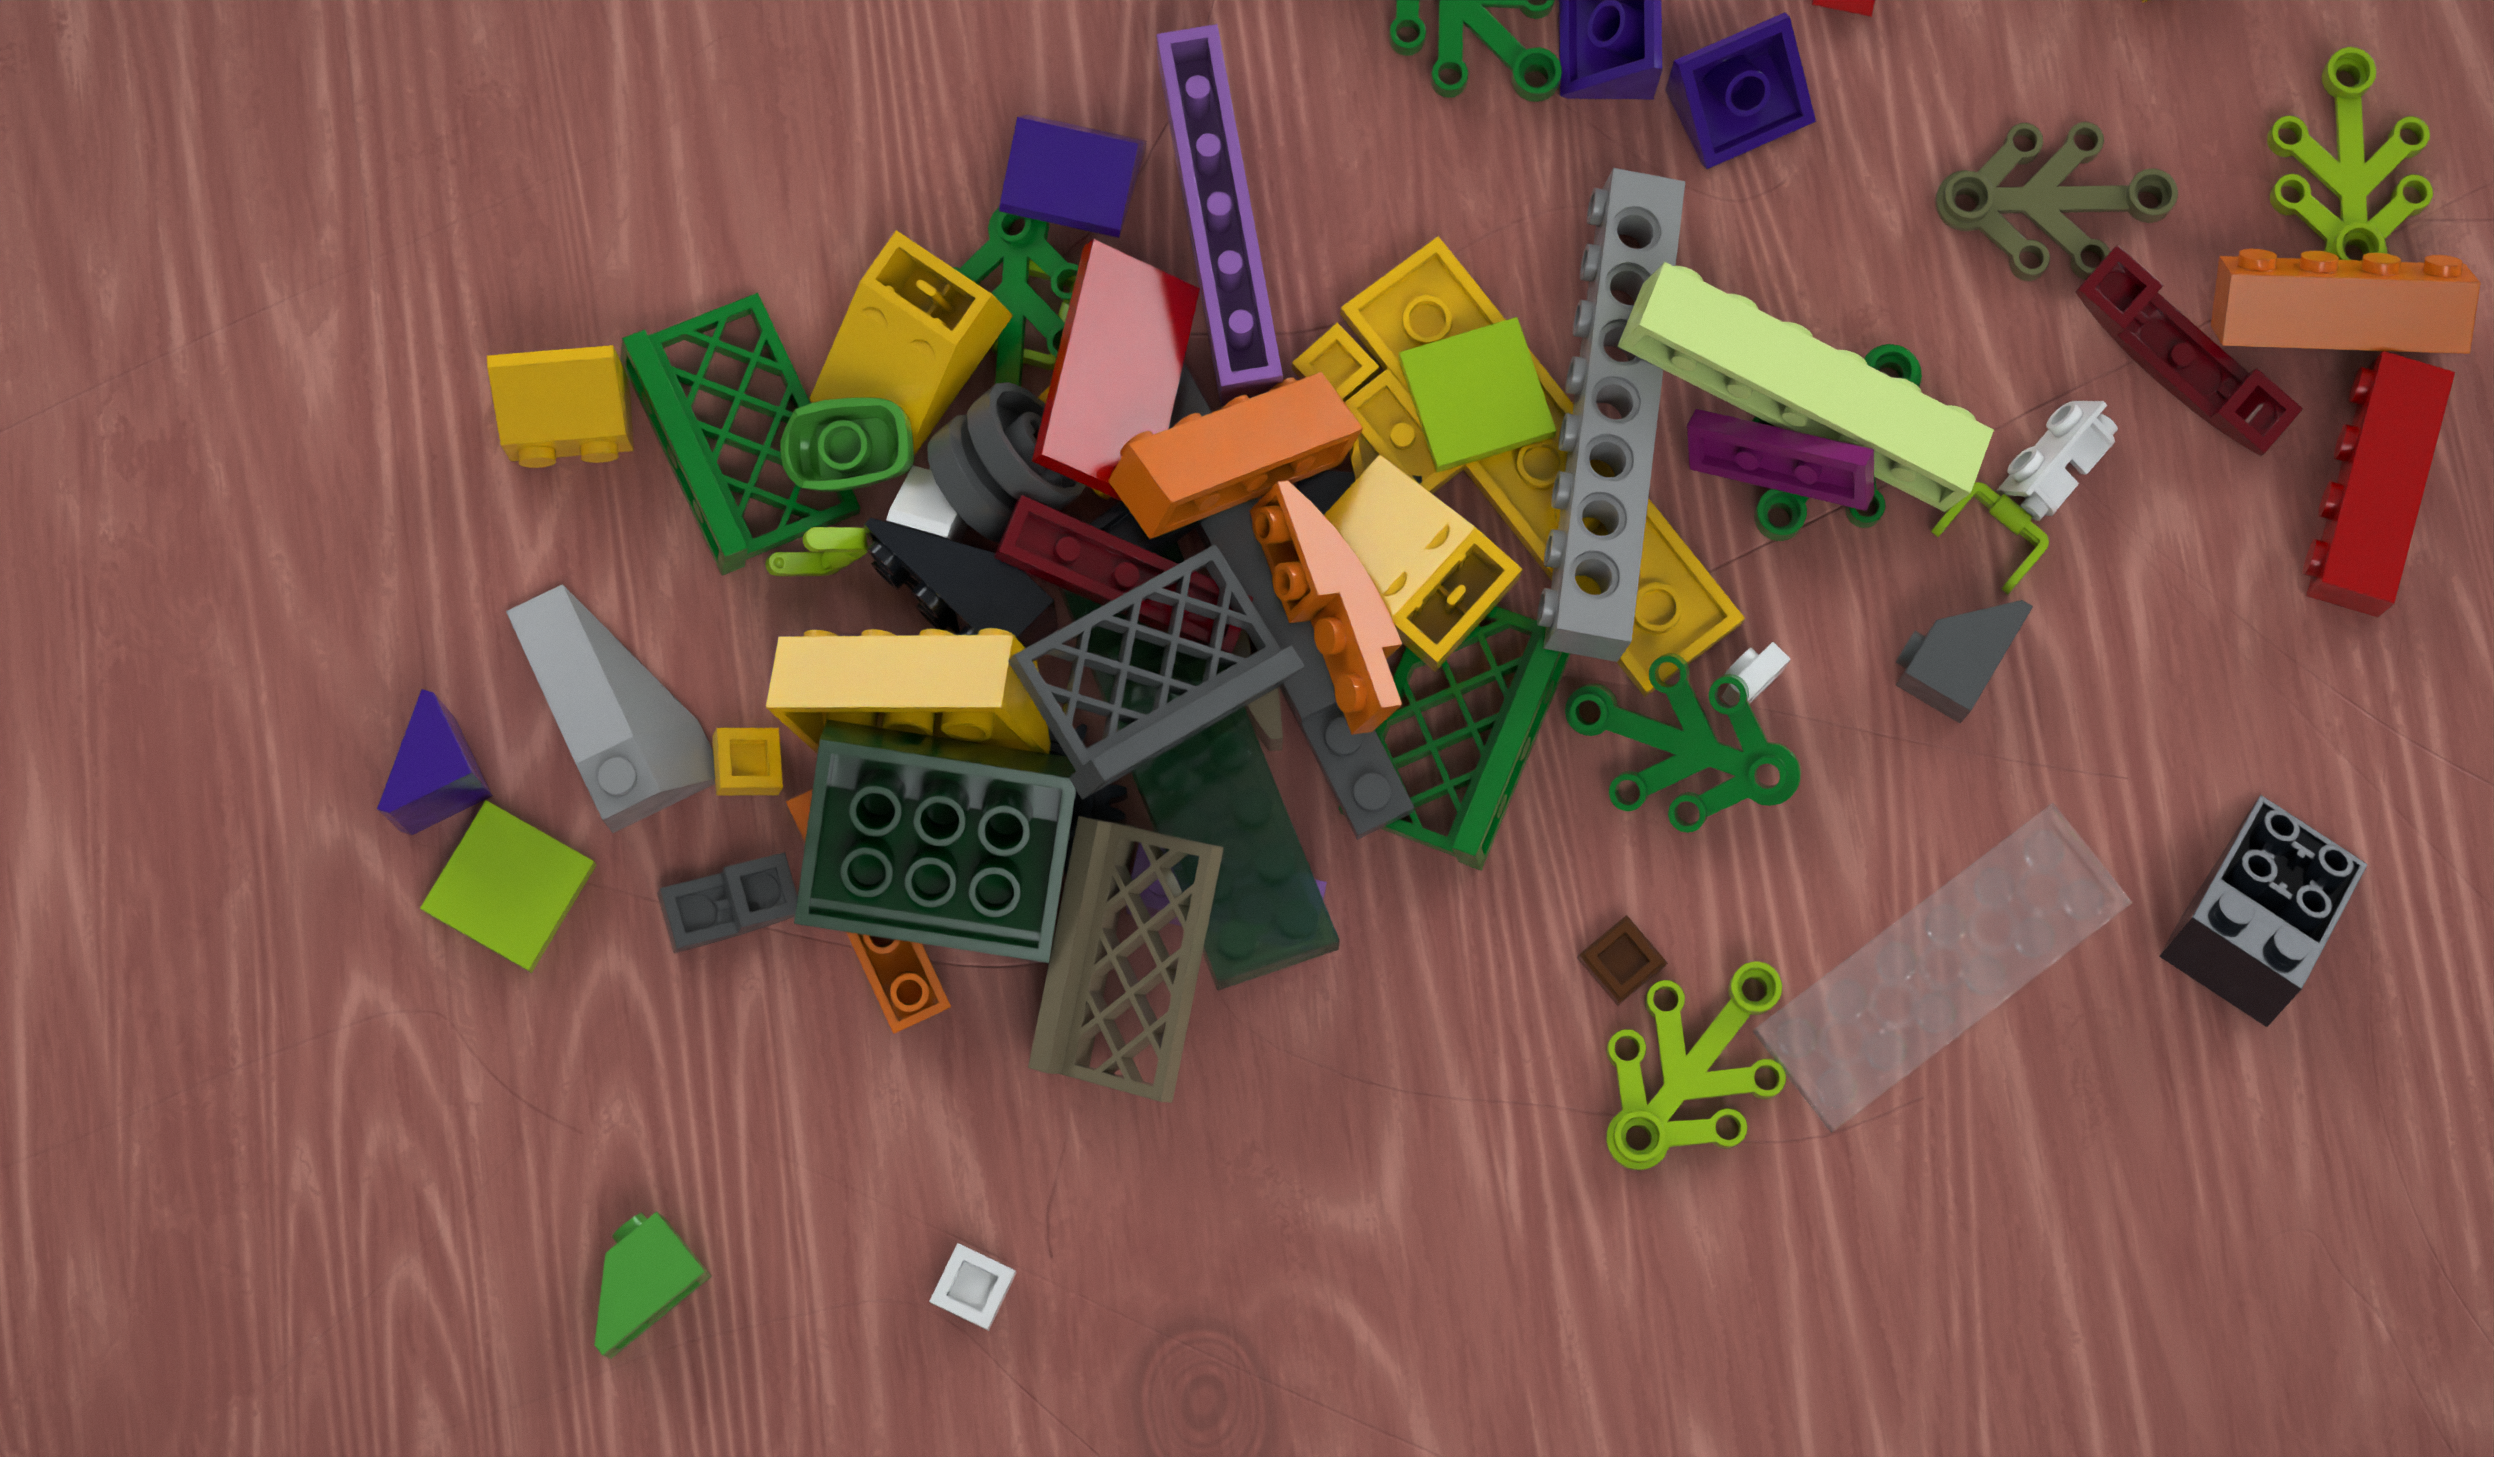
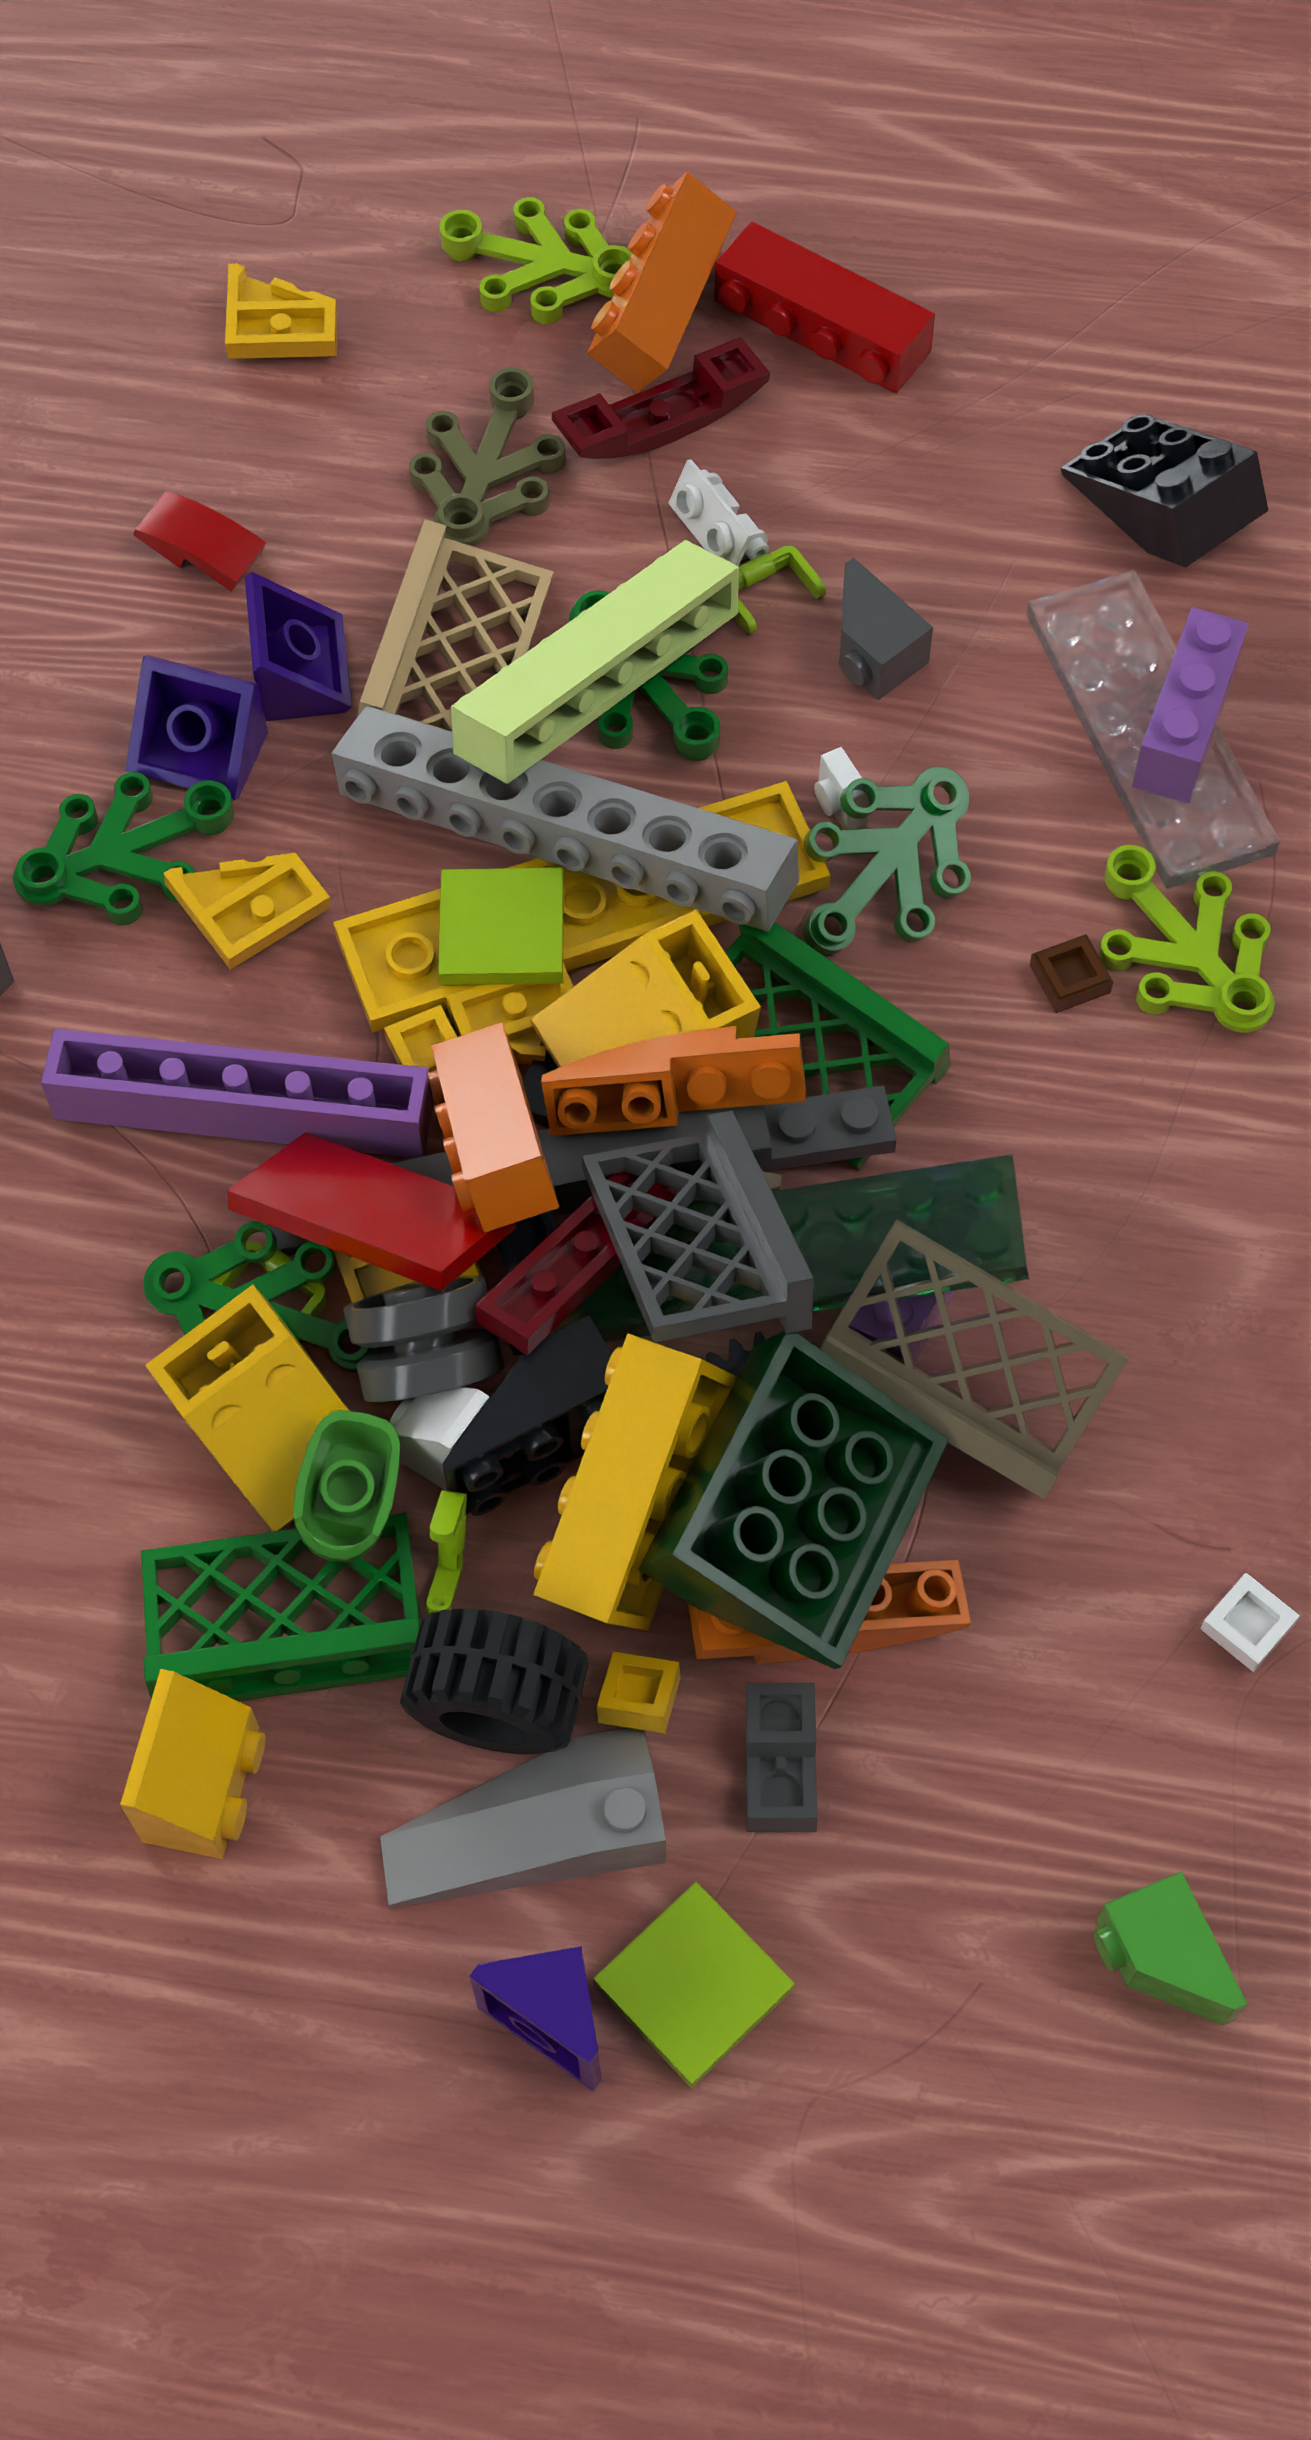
camera: 70 degrees left, 15 degrees down
(700, 631) = (495, 1681): none -> black tyre
(1071, 175) = (144, 1211): dark purple slope -> none
(1437, 149) = (249, 903): none -> yellow wing
(1781, 459) = (654, 702): magenta plate -> none
(1817, 190) = (412, 617): none -> tan fence
(1953, 995) = (1190, 705): none -> medium lavender brick

